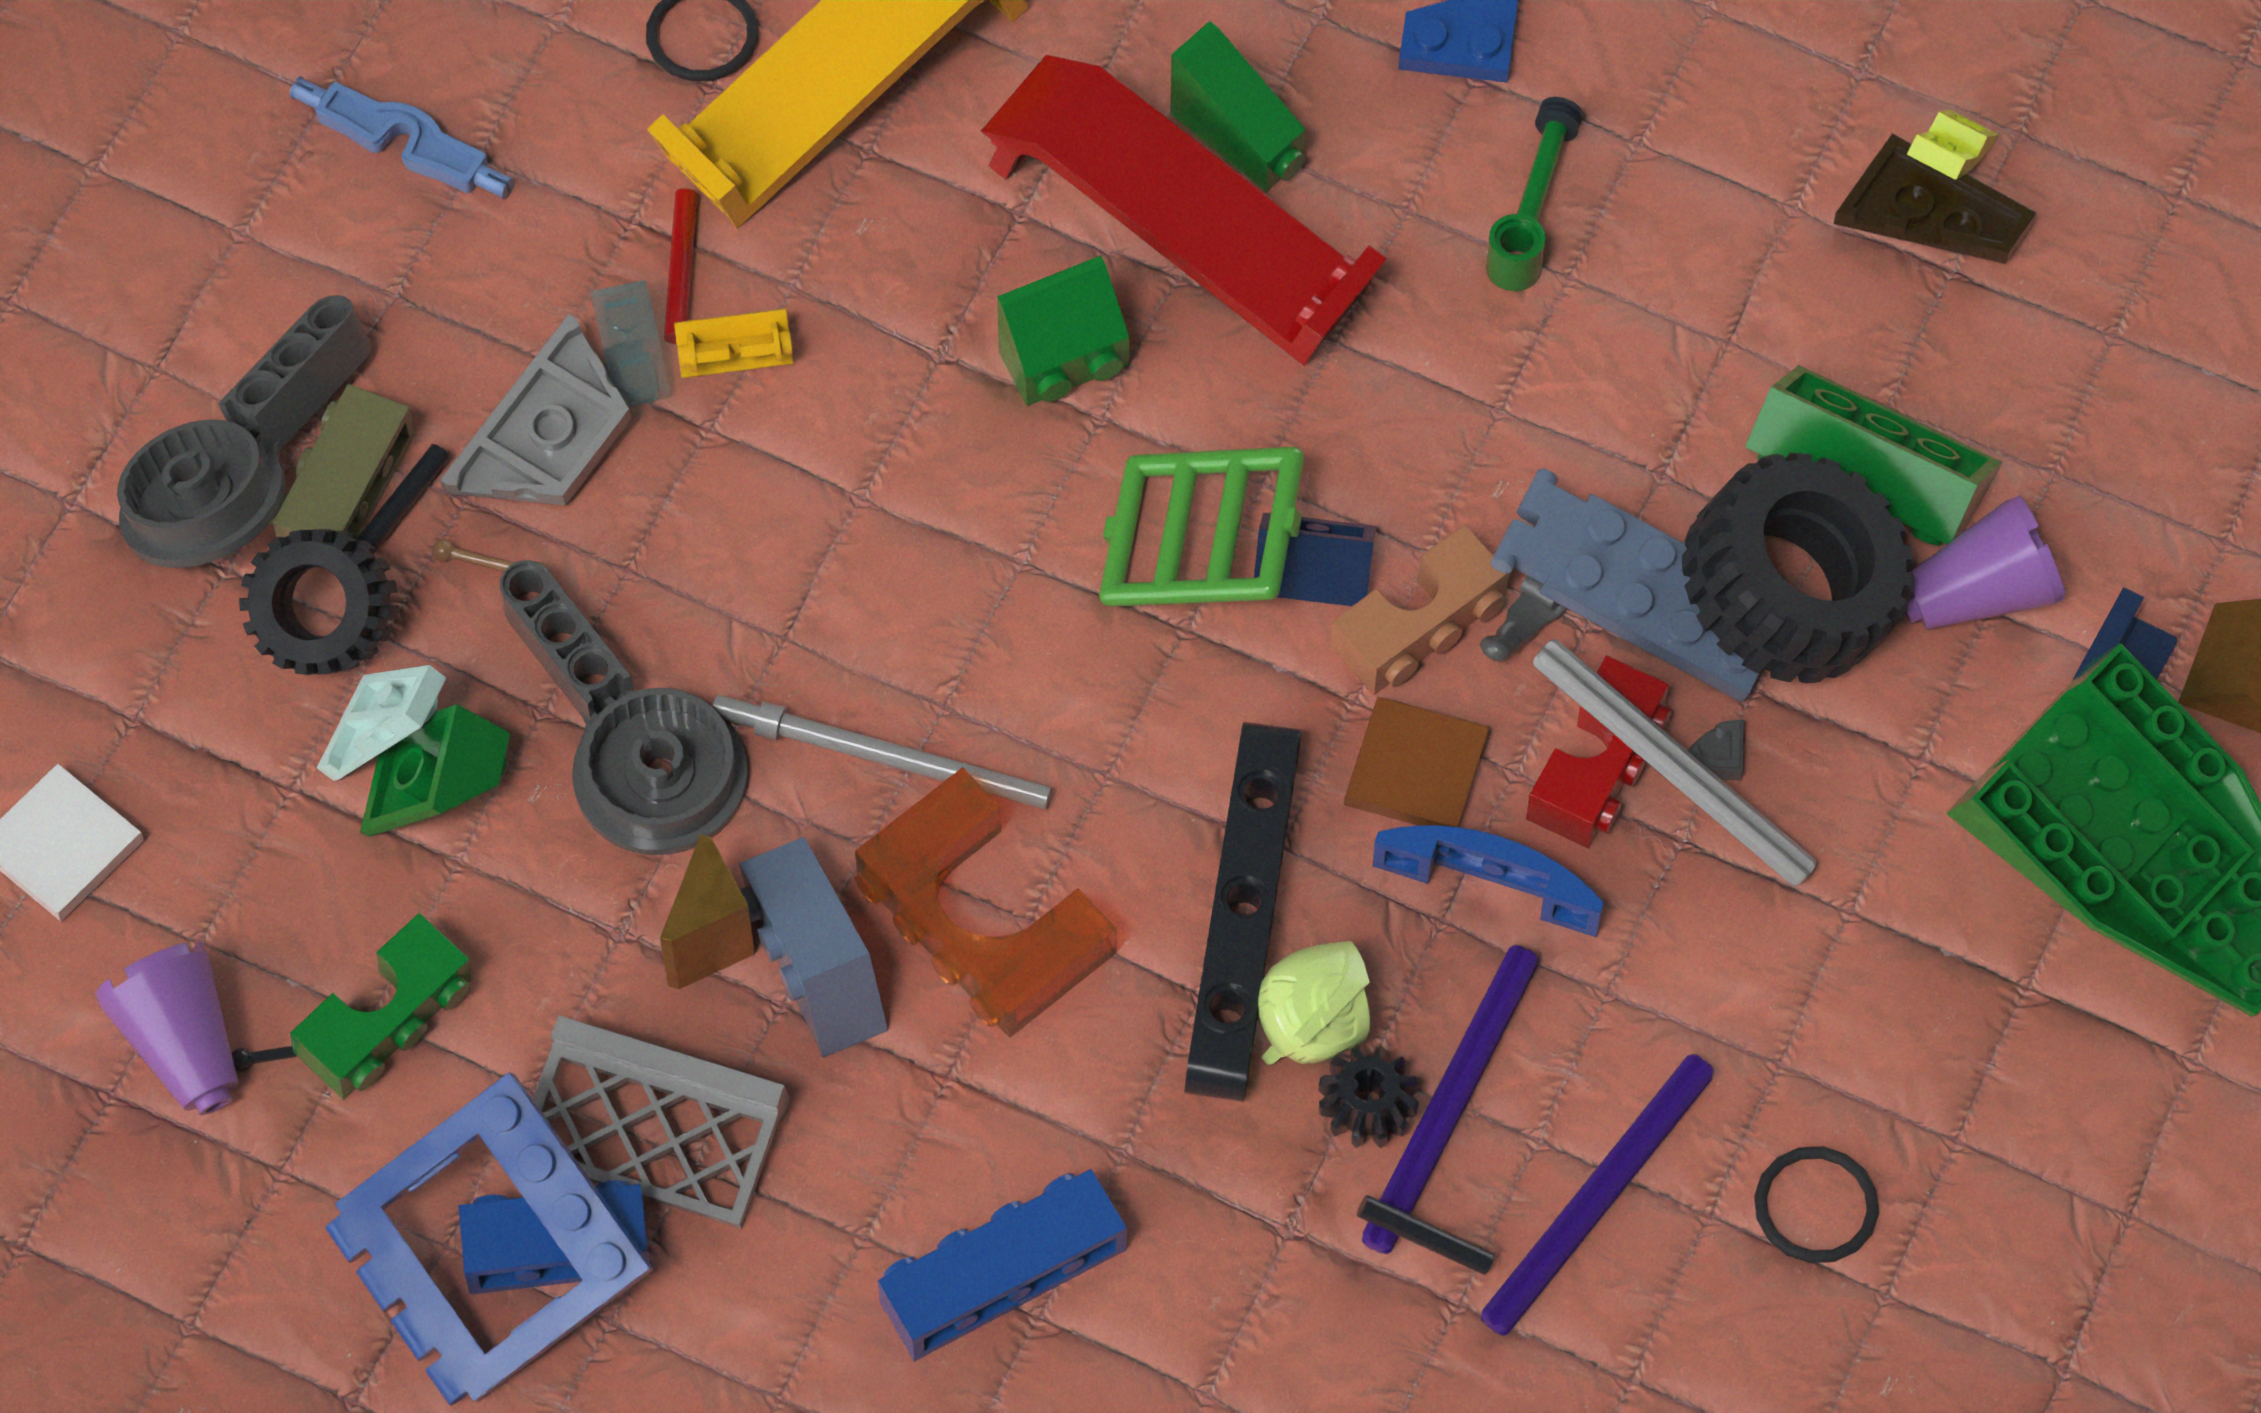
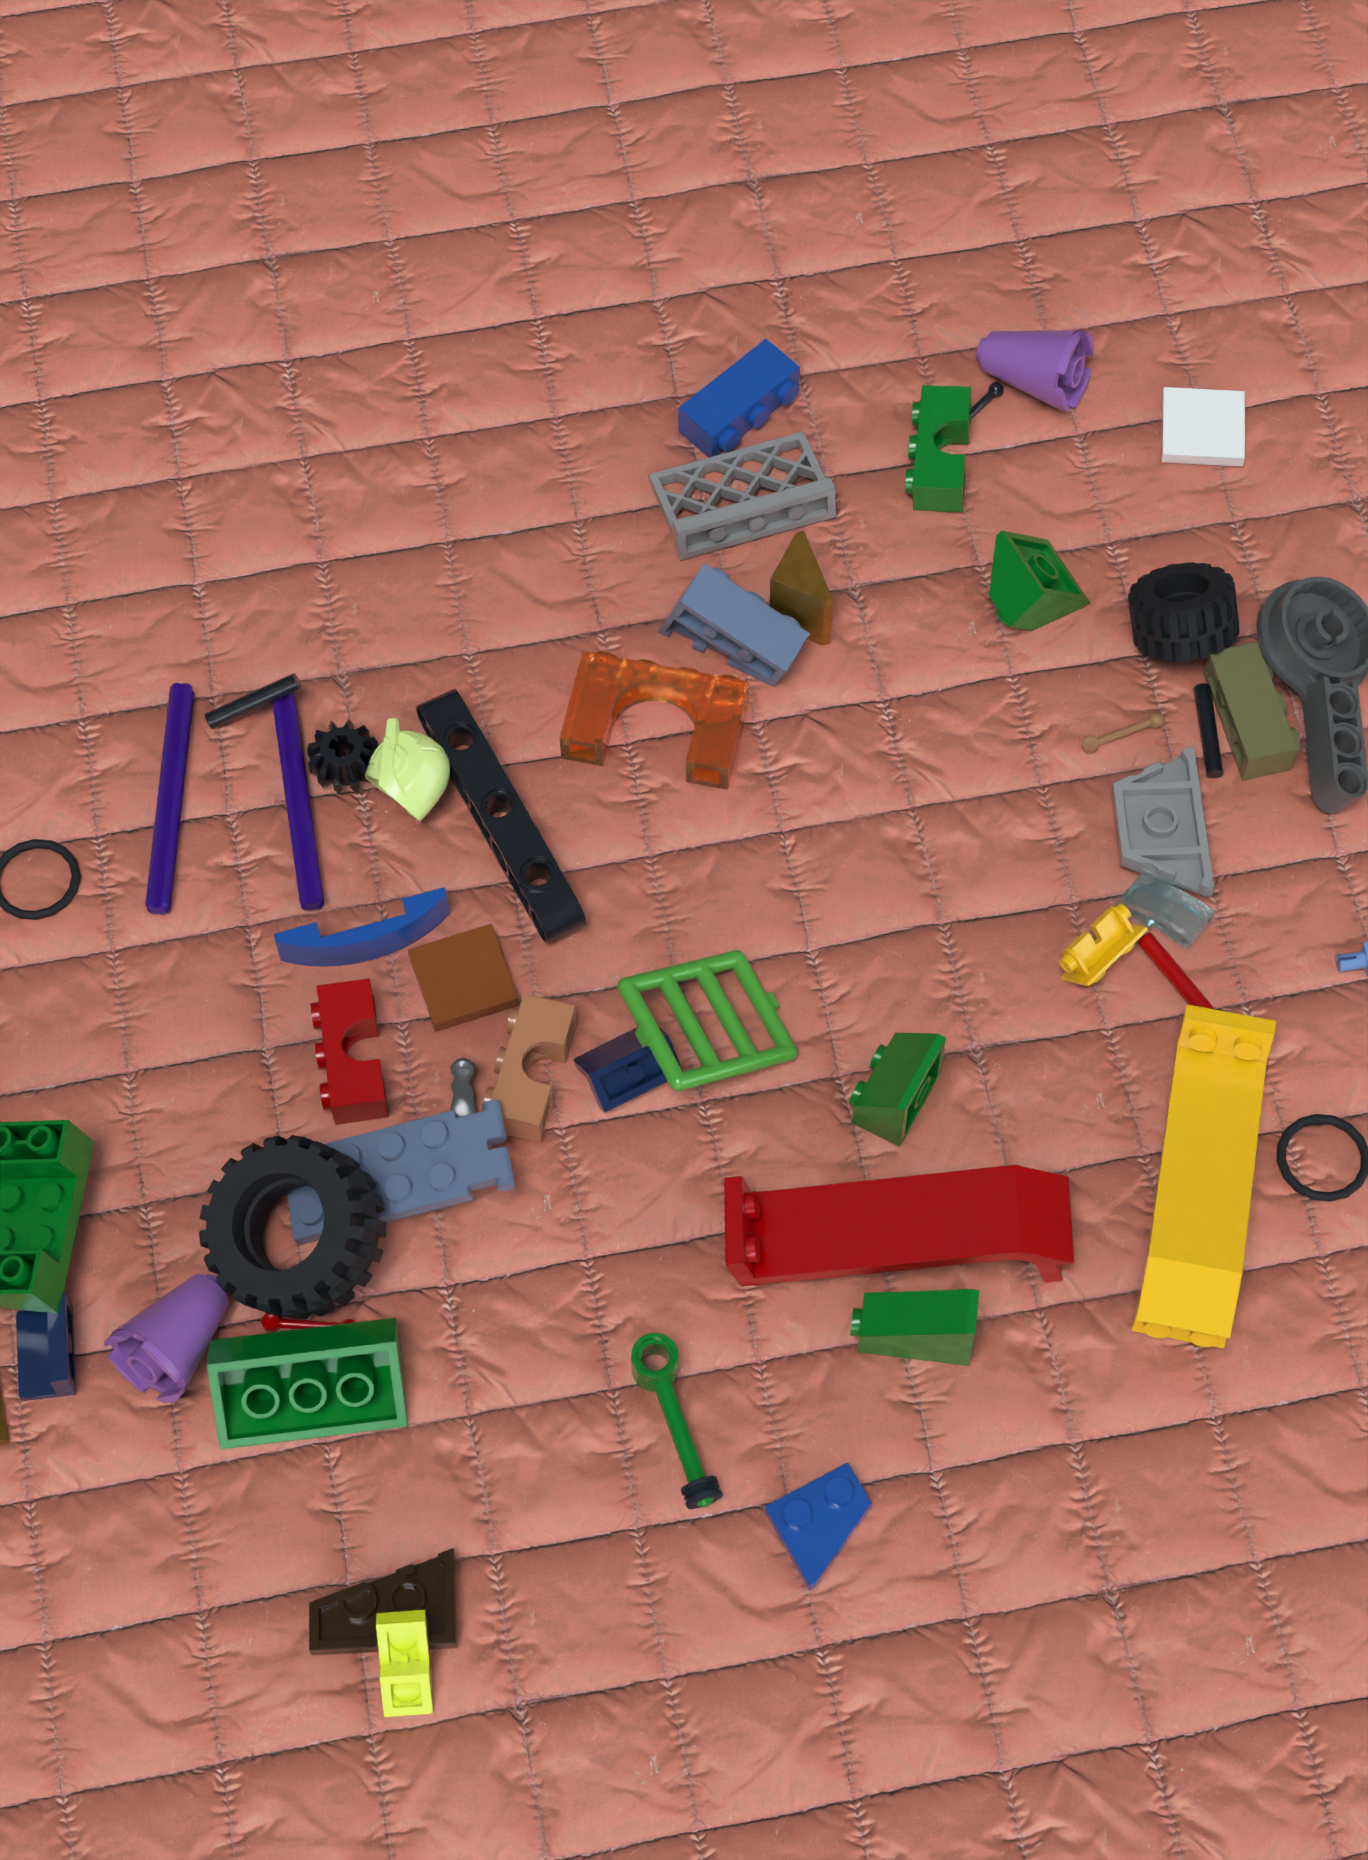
camera: 145 degrees right, 0 degrees up
(380, 715) = (1091, 589): light aqua wing -> none
(554, 1190) = (764, 392): hinge -> none
(628, 729) = (952, 689): dark grey beam -> none
(773, 721) = (870, 744): light grey bar -> none
(1001, 1263) = (483, 539): blue brick -> none
(1674, 762) = (292, 1055): light grey axle -> none
(1722, 750) = (279, 1111): dark grey tile -> none

